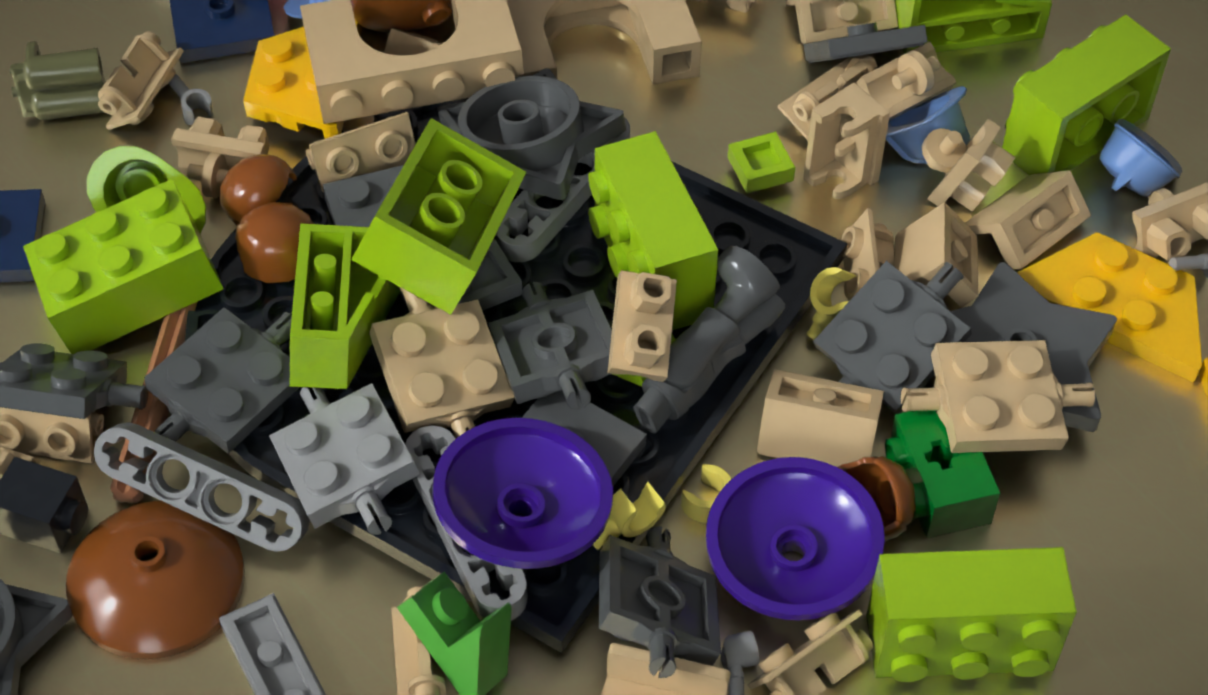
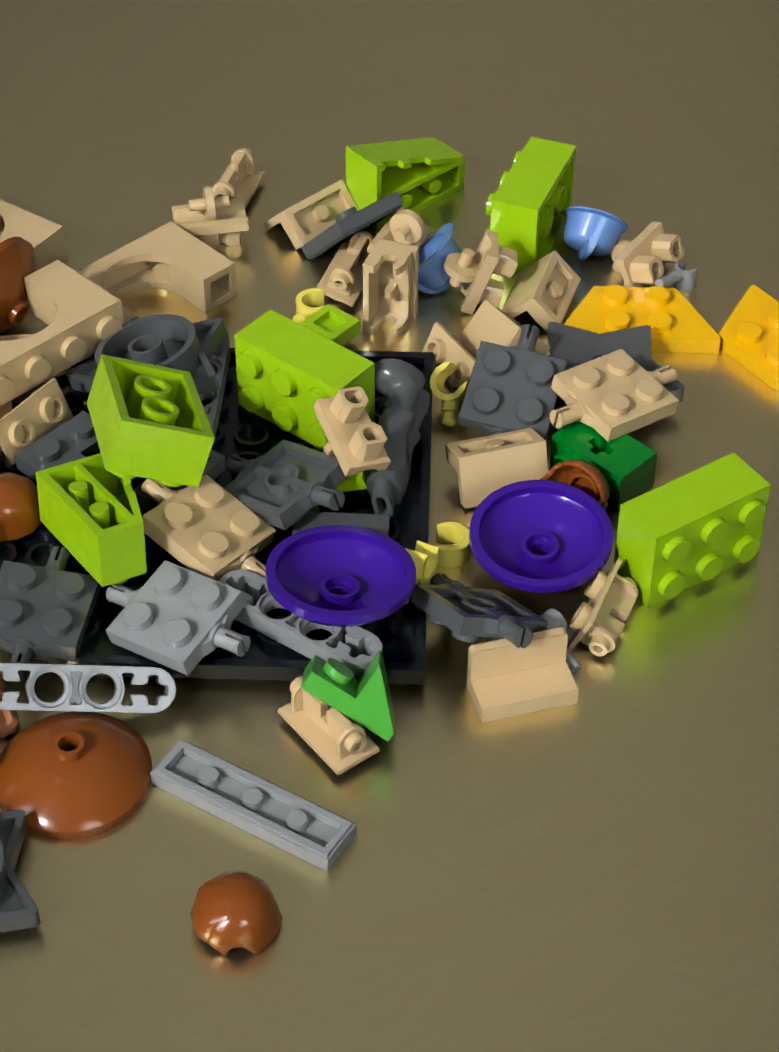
camera: 30 degrees left, 10 degrees down
(756, 115) = (308, 303): none -> light yellow piece

